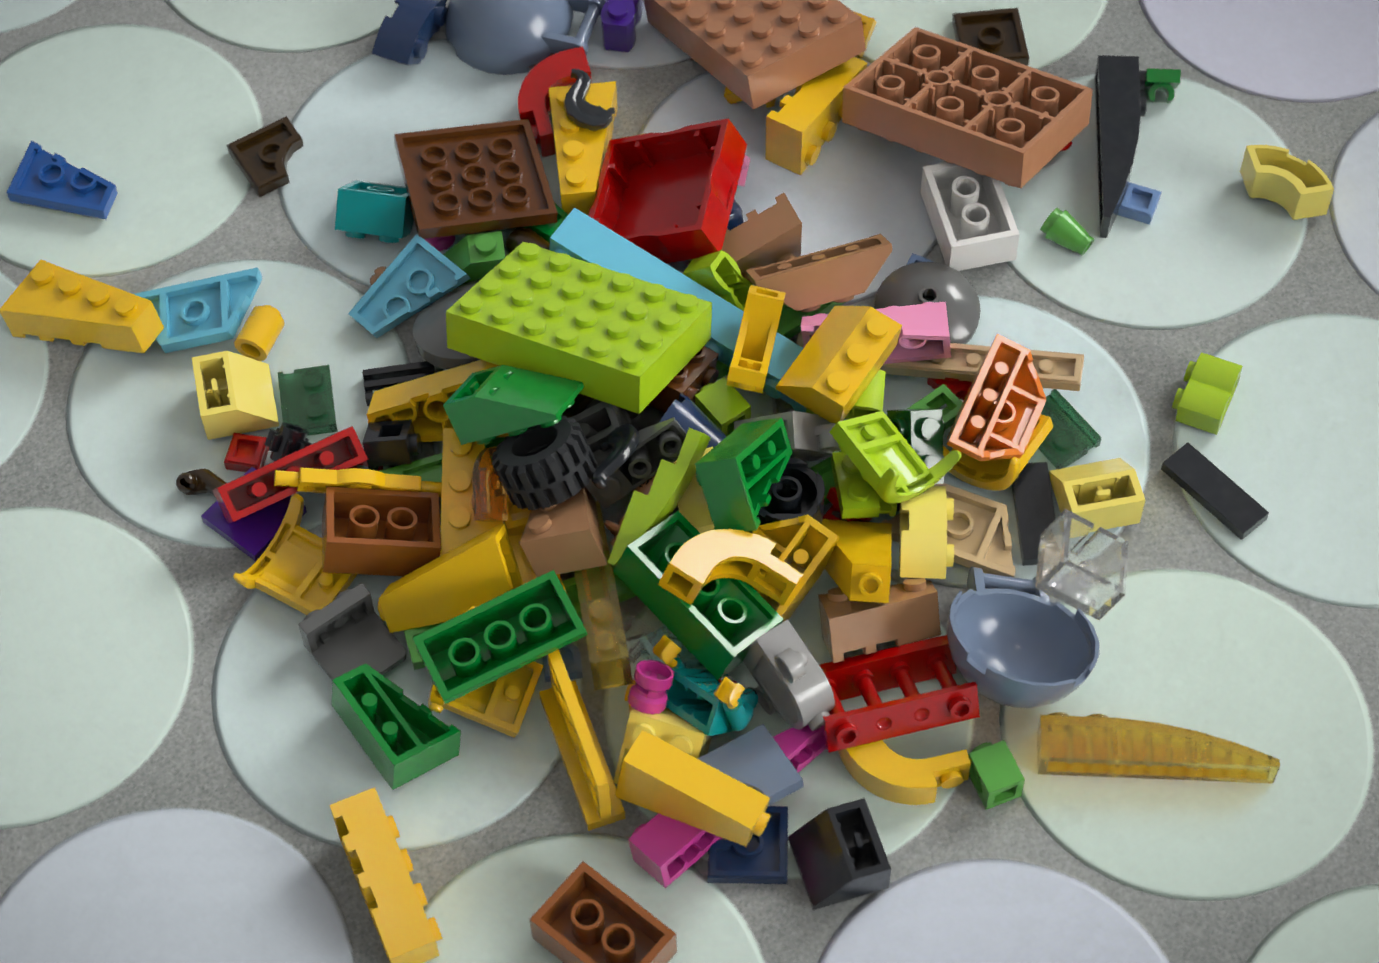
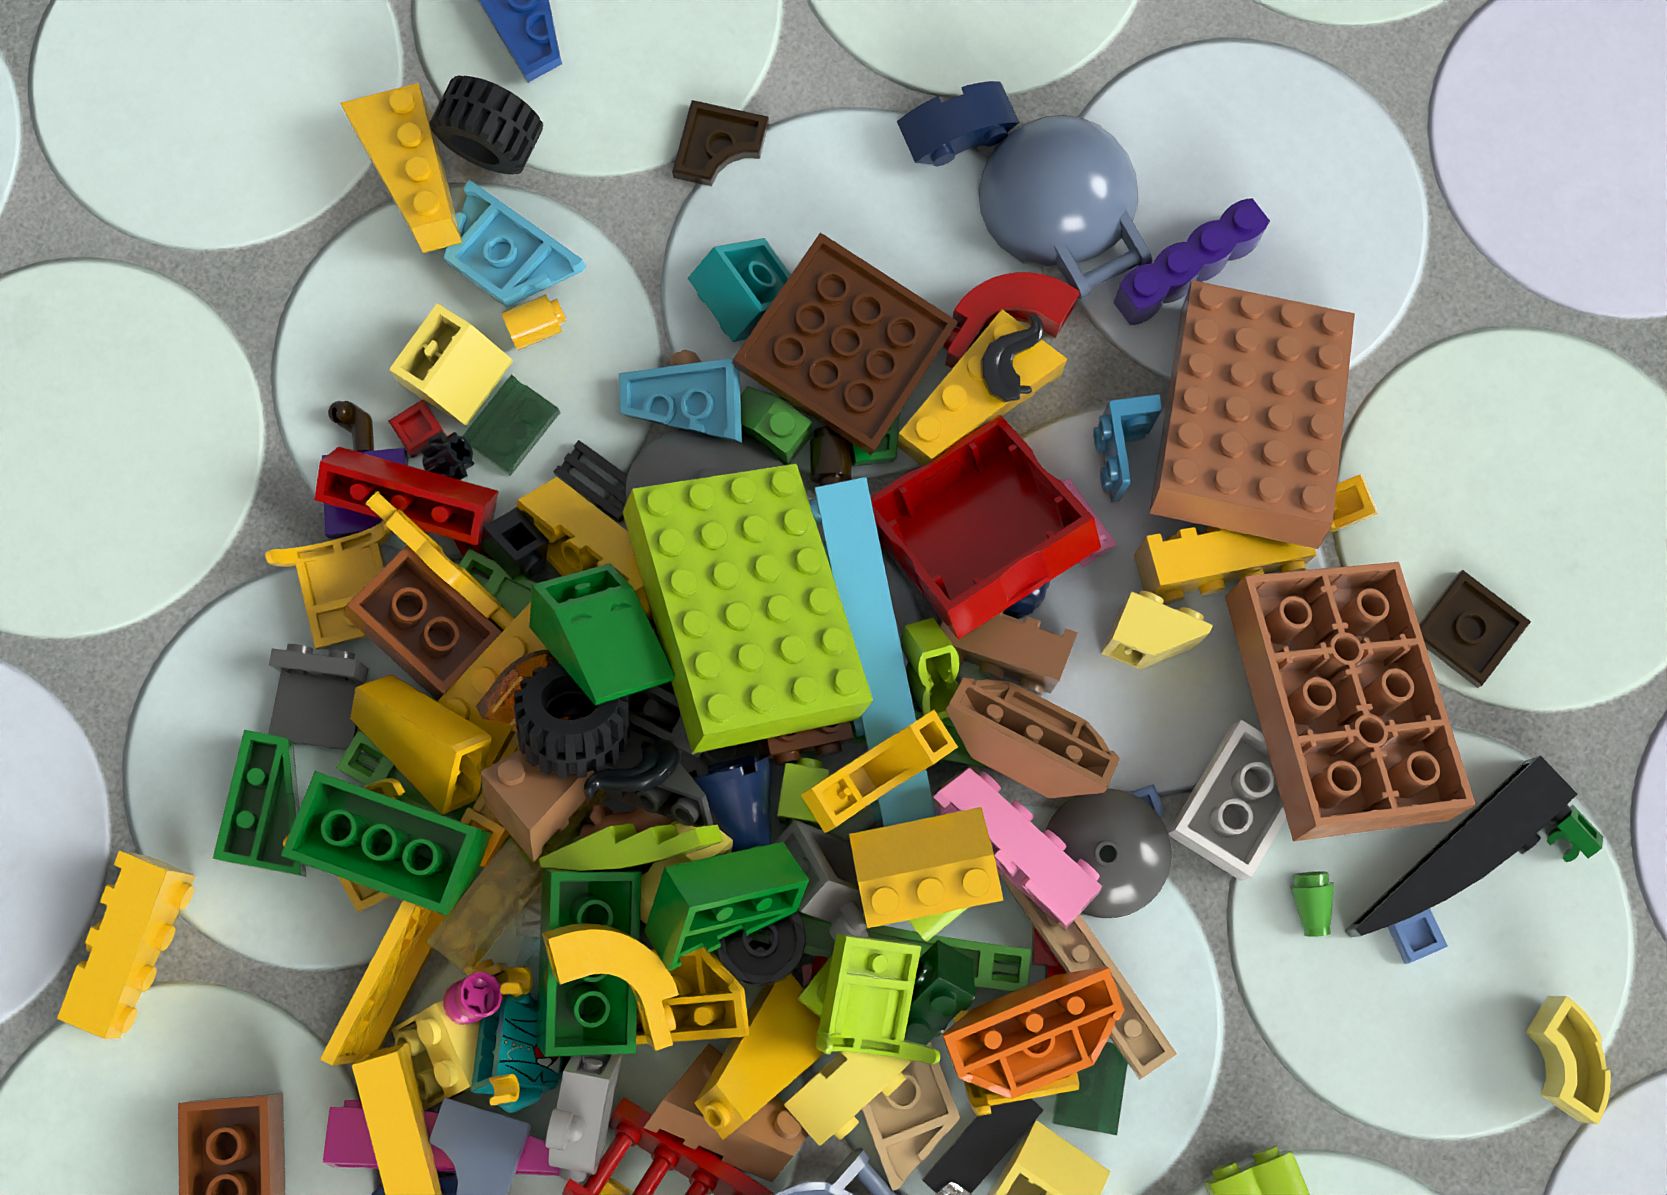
camera: 45 degrees right, 20 degrees up
(114, 243) = (486, 124): none -> black tyre
(687, 96) = (1122, 422): none -> dark azure bracket
(822, 172) = (1152, 632): none -> light yellow slope

